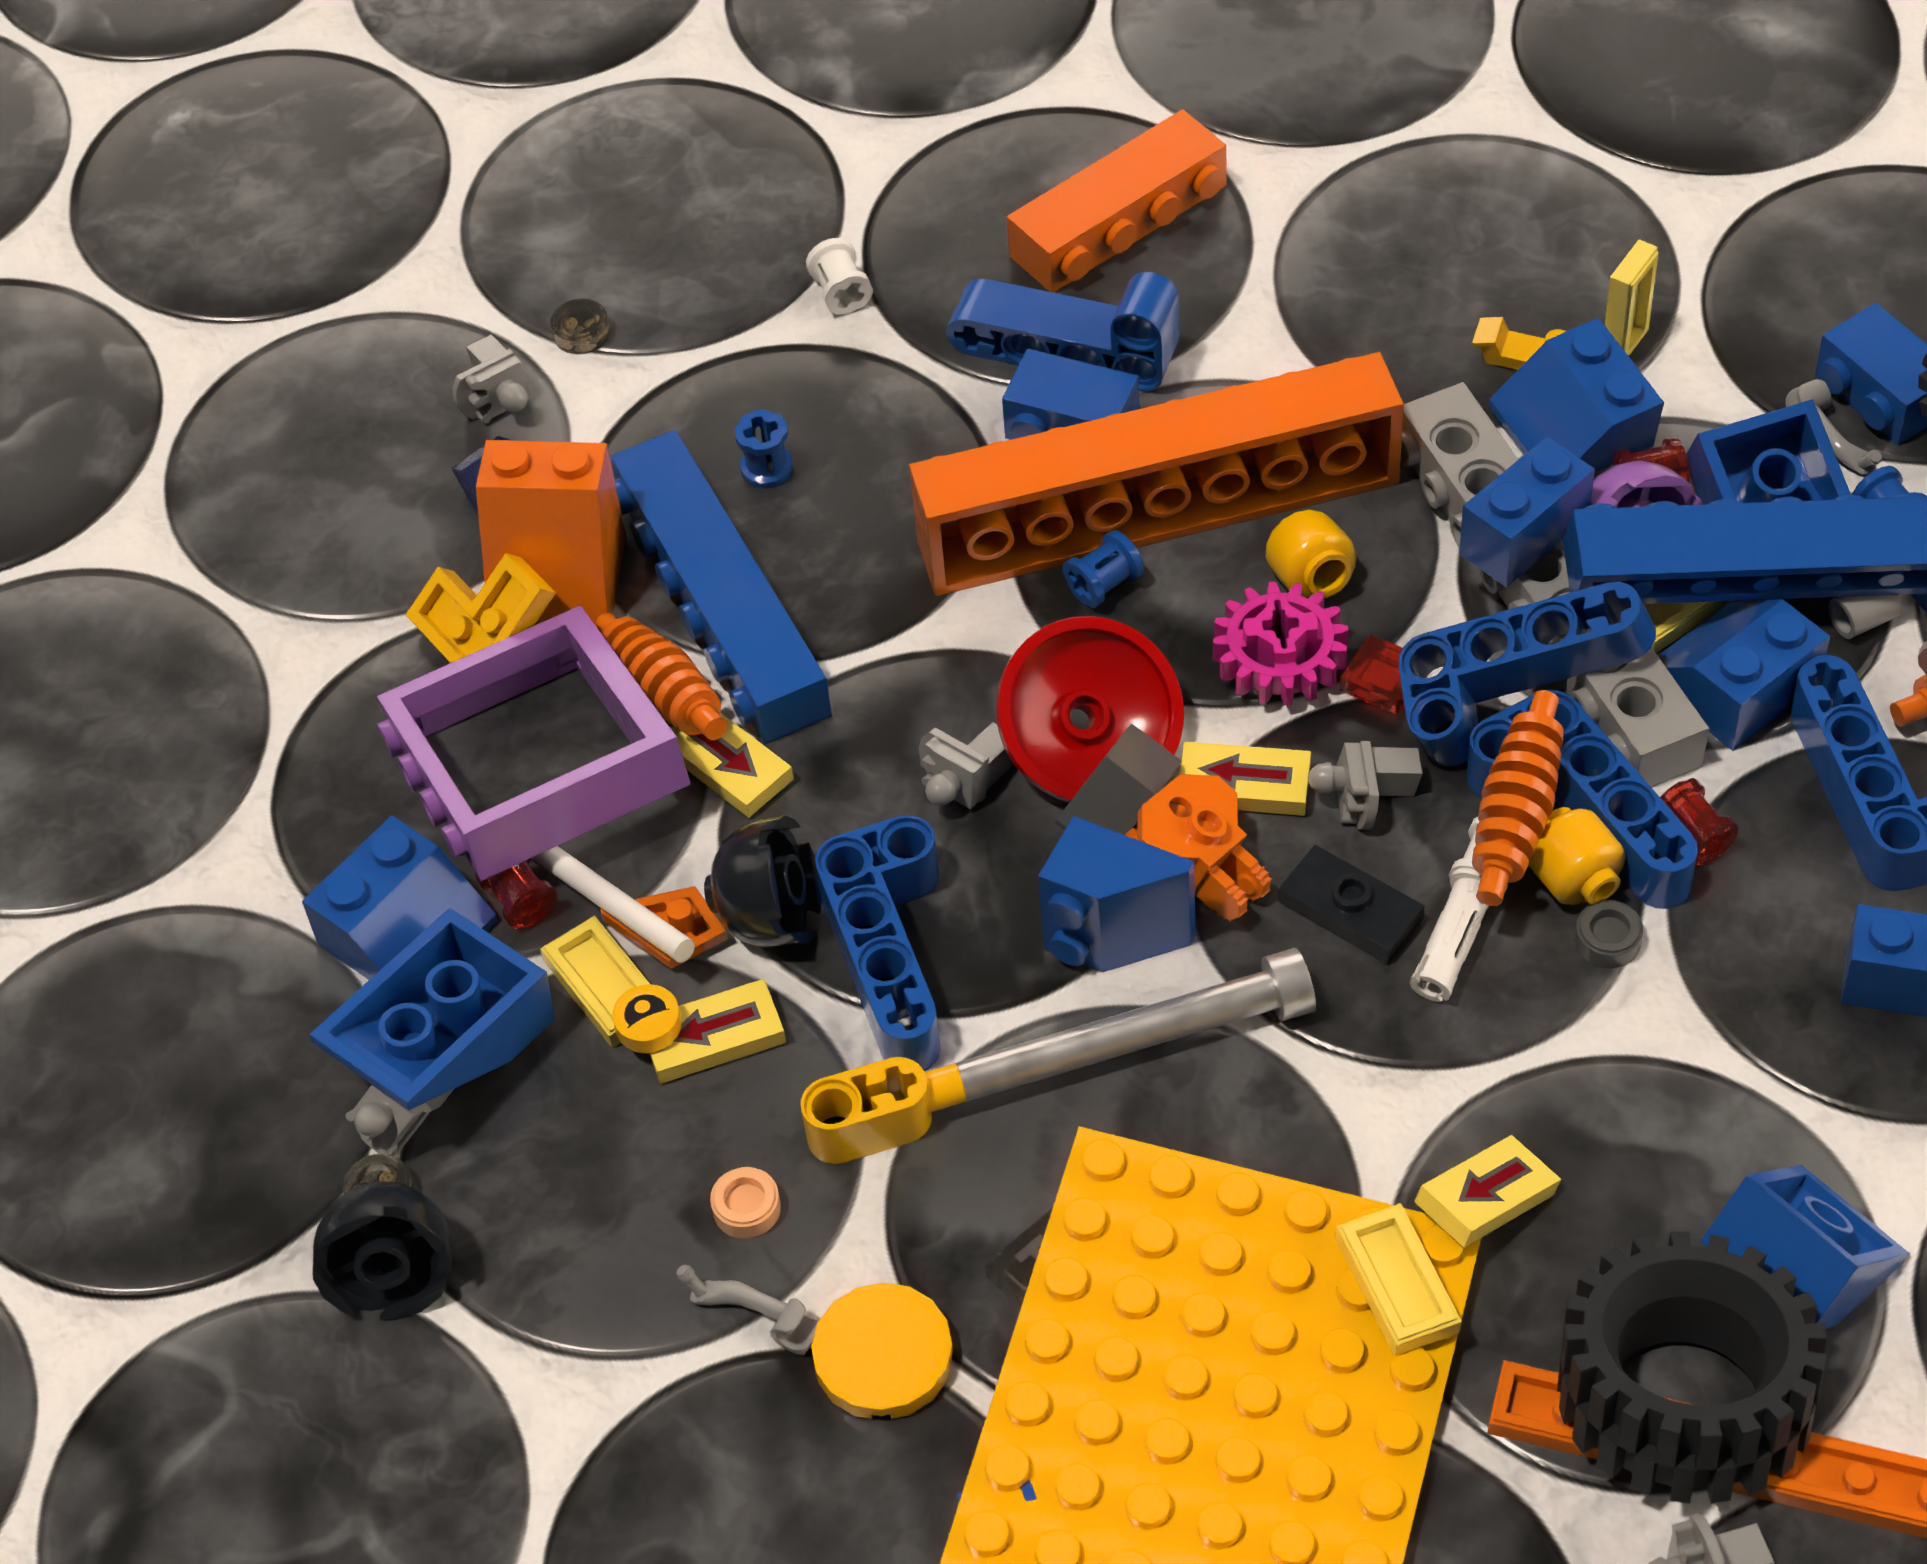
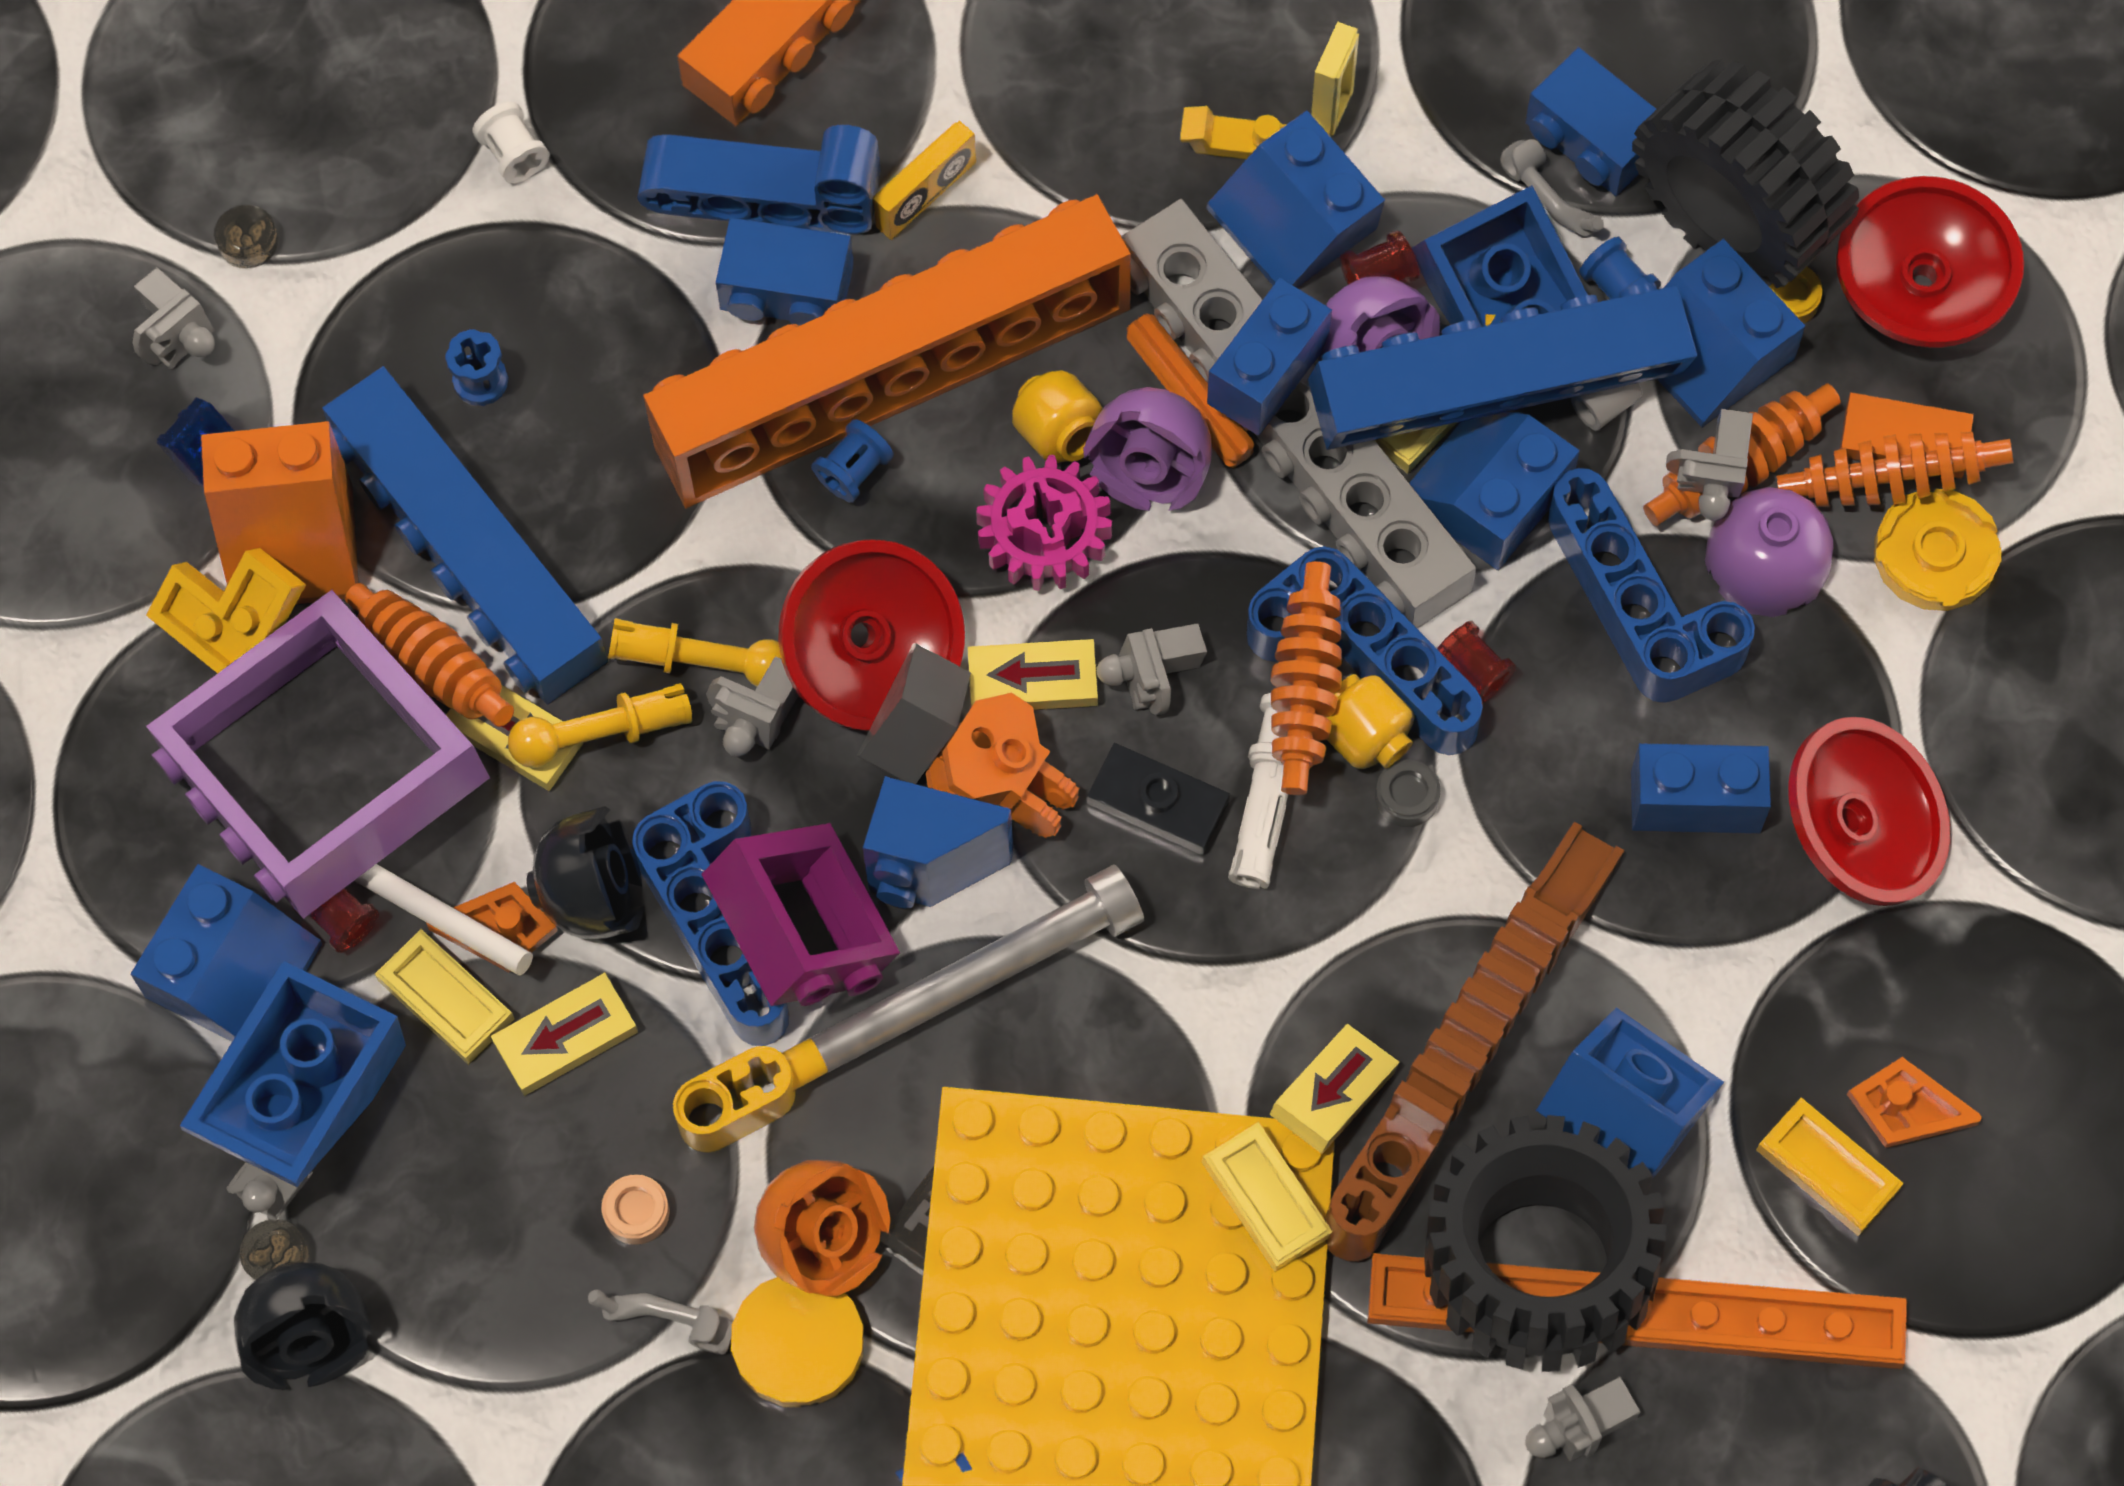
camera: 15 degrees left, 15 degrees up
(647, 1018) = (501, 1038): yellow tile -> none
(743, 761) = (536, 741): none -> yellow pin
(887, 703) = (662, 646): none -> yellow pin
(928, 1234) = (821, 1226): none -> orange cylinder
(937, 891) = (744, 891): none -> magenta window
(1219, 347) = (924, 179): none -> yellow tile
(1375, 675) = (1148, 537): clear red tile -> none
(1395, 586) = (1150, 449): none -> medium lavender cylinder
(1442, 551) = (1182, 378): none -> orange axle
(1540, 1265) = (1467, 1041): none -> dark orange piece
(1618, 635) = (1289, 524): blue beam -> none

